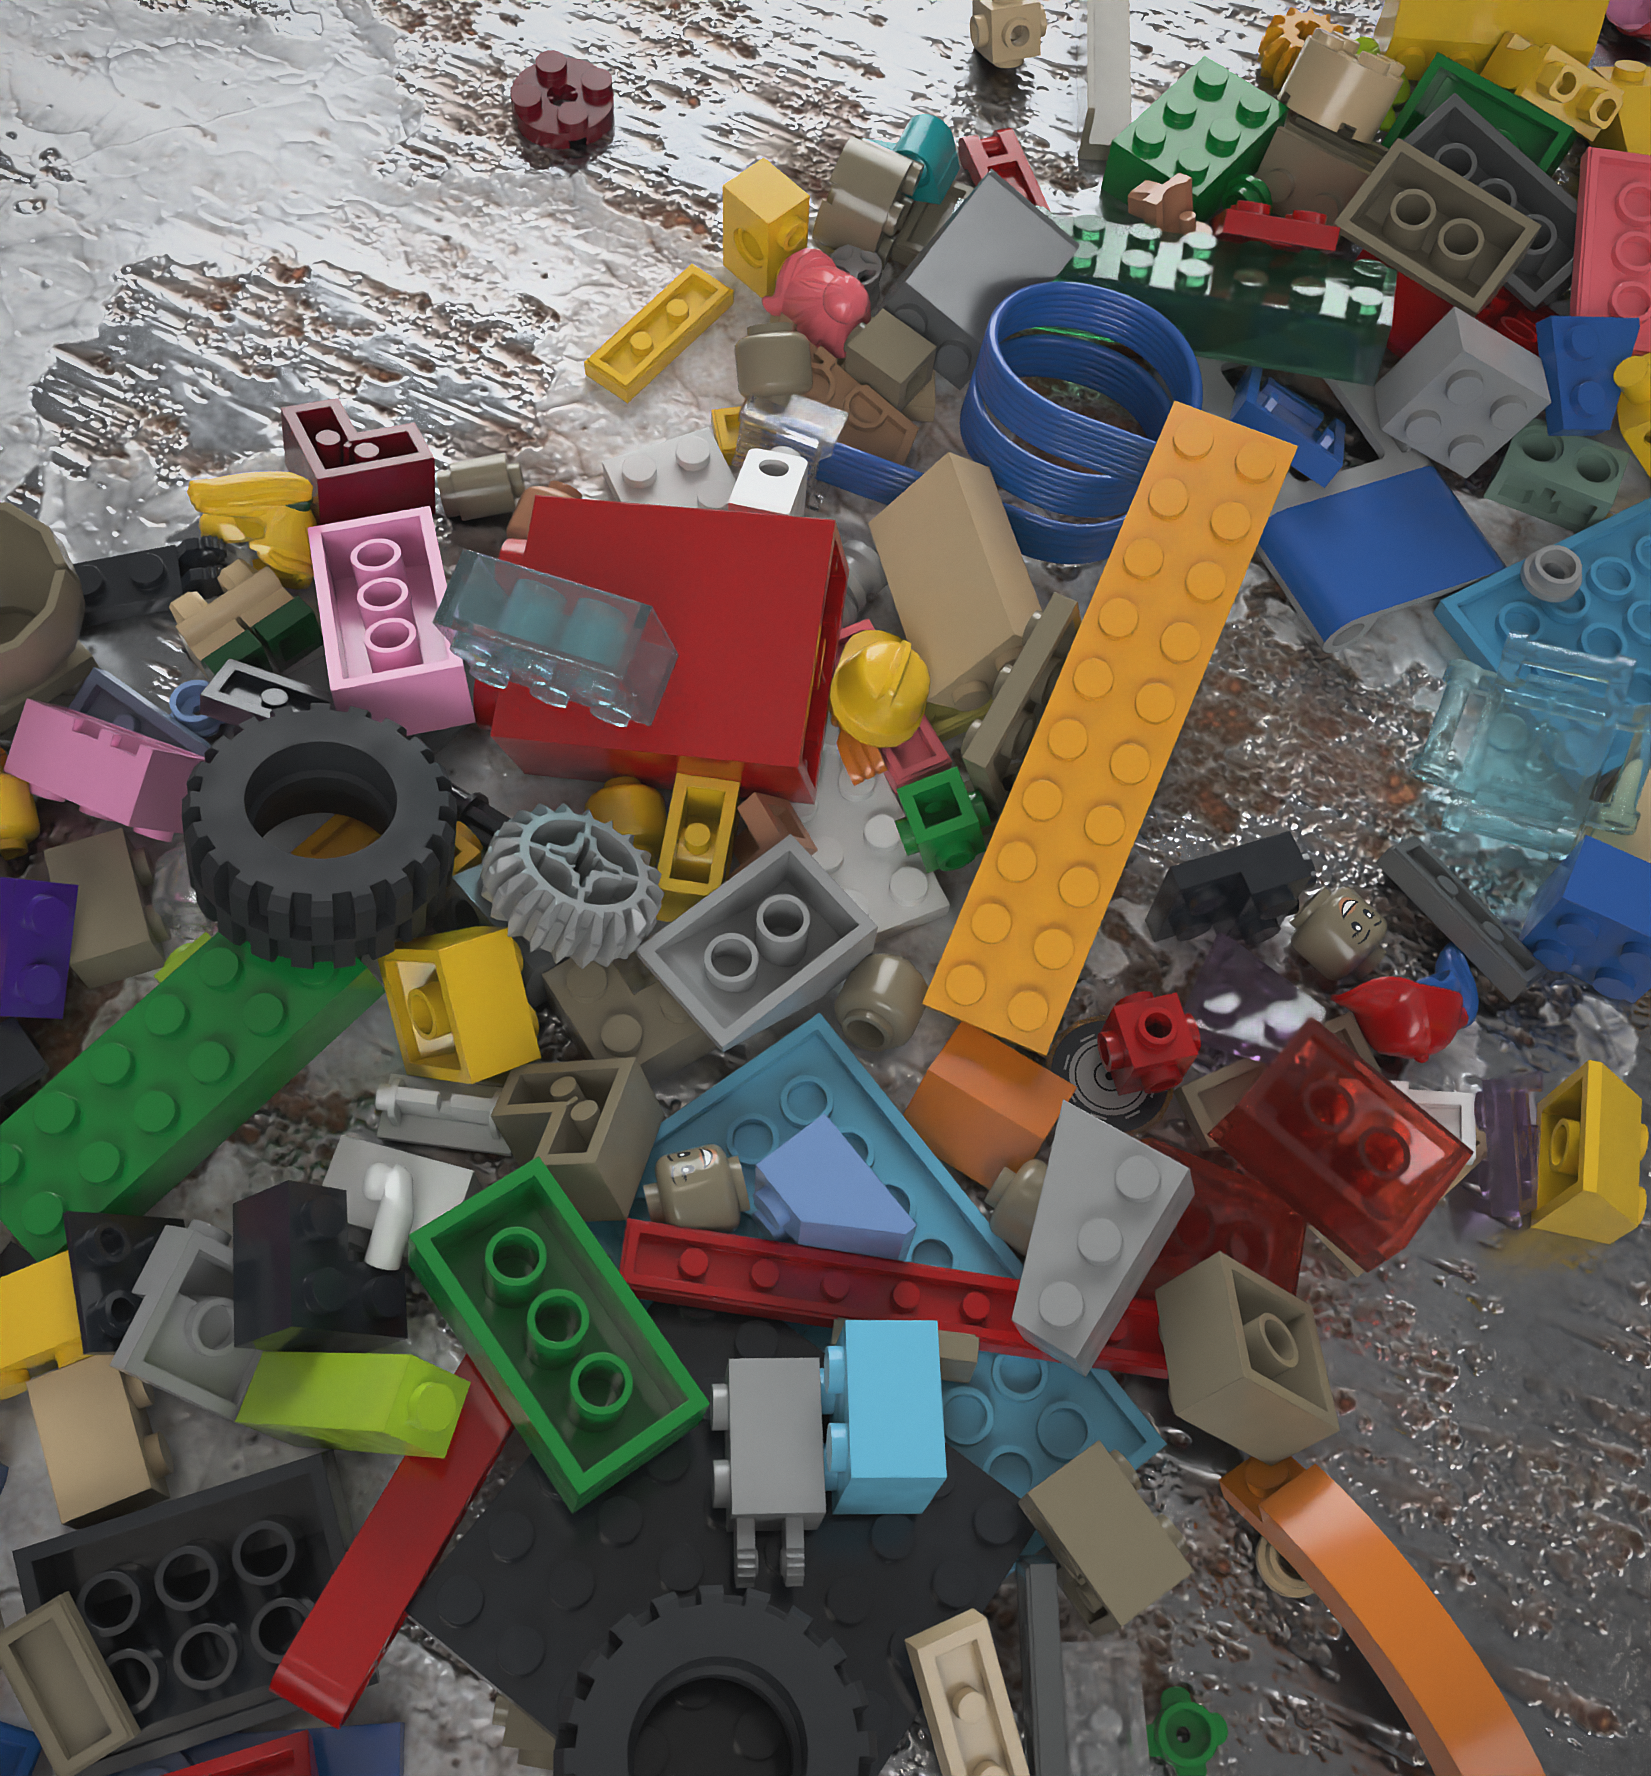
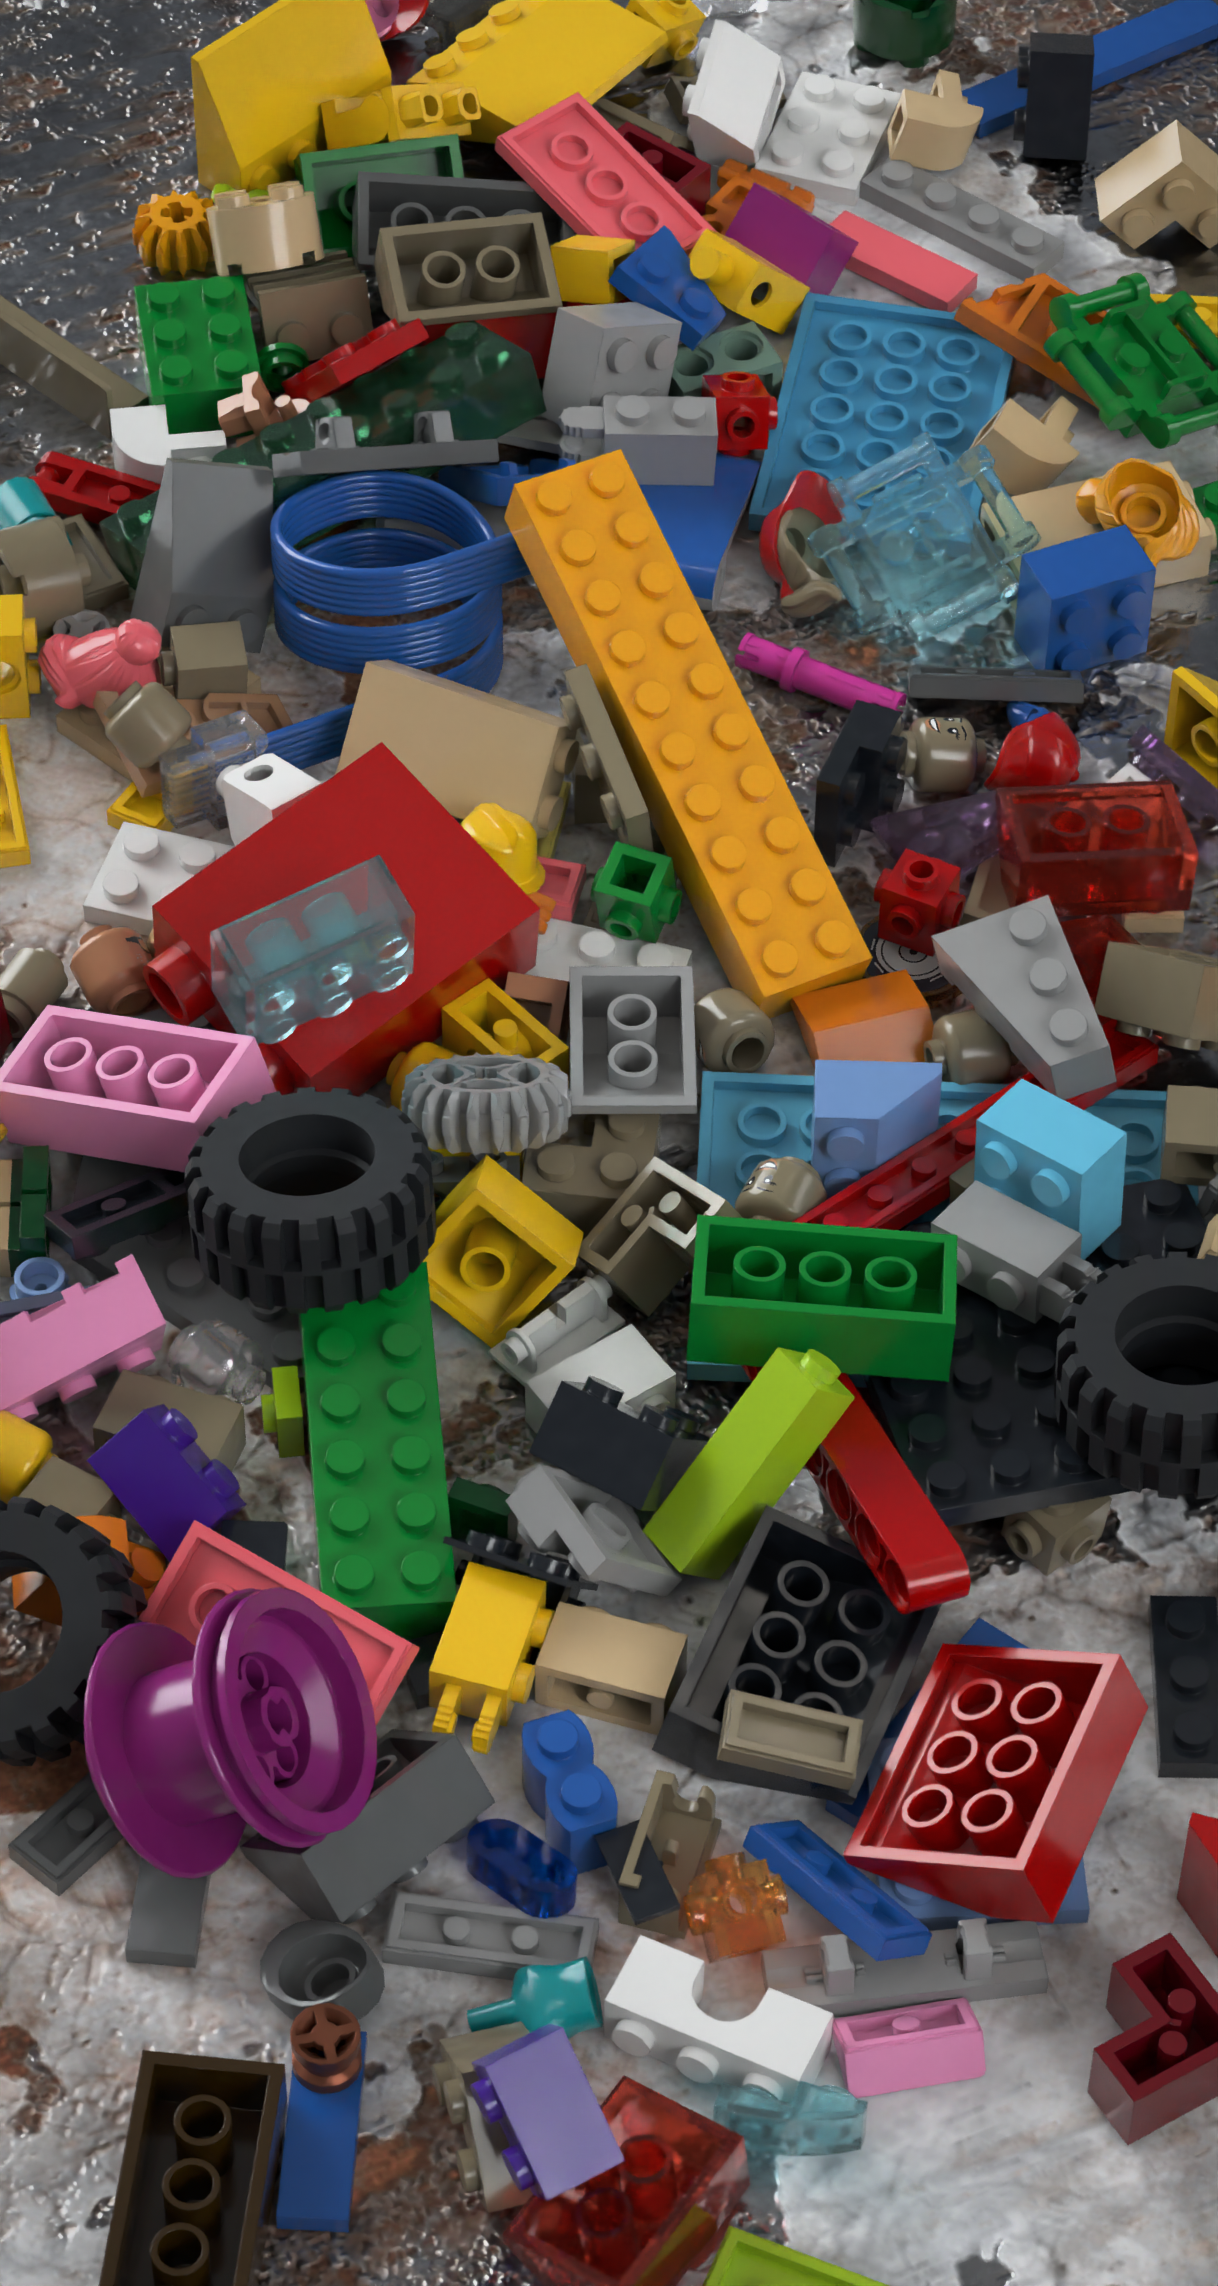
camera: 45 degrees left, 15 degrees down
(195, 1195) = (480, 1509): none -> dark green plate
(394, 1215) = (622, 1370): white arm -> none
(1081, 178) = (144, 444): none -> white brick
(1230, 340) = (338, 453): none -> dark grey hinge
(1334, 795) = (798, 671): none -> dark pink pin
(1418, 471) = (659, 435): none -> light grey hinge
(1470, 635) = (784, 550): none -> hair
(1524, 512) = (743, 411): none -> red brick
(1537, 294) = (585, 266): none -> yellow brick
(1552, 573) = (799, 435): light grey plate -> none

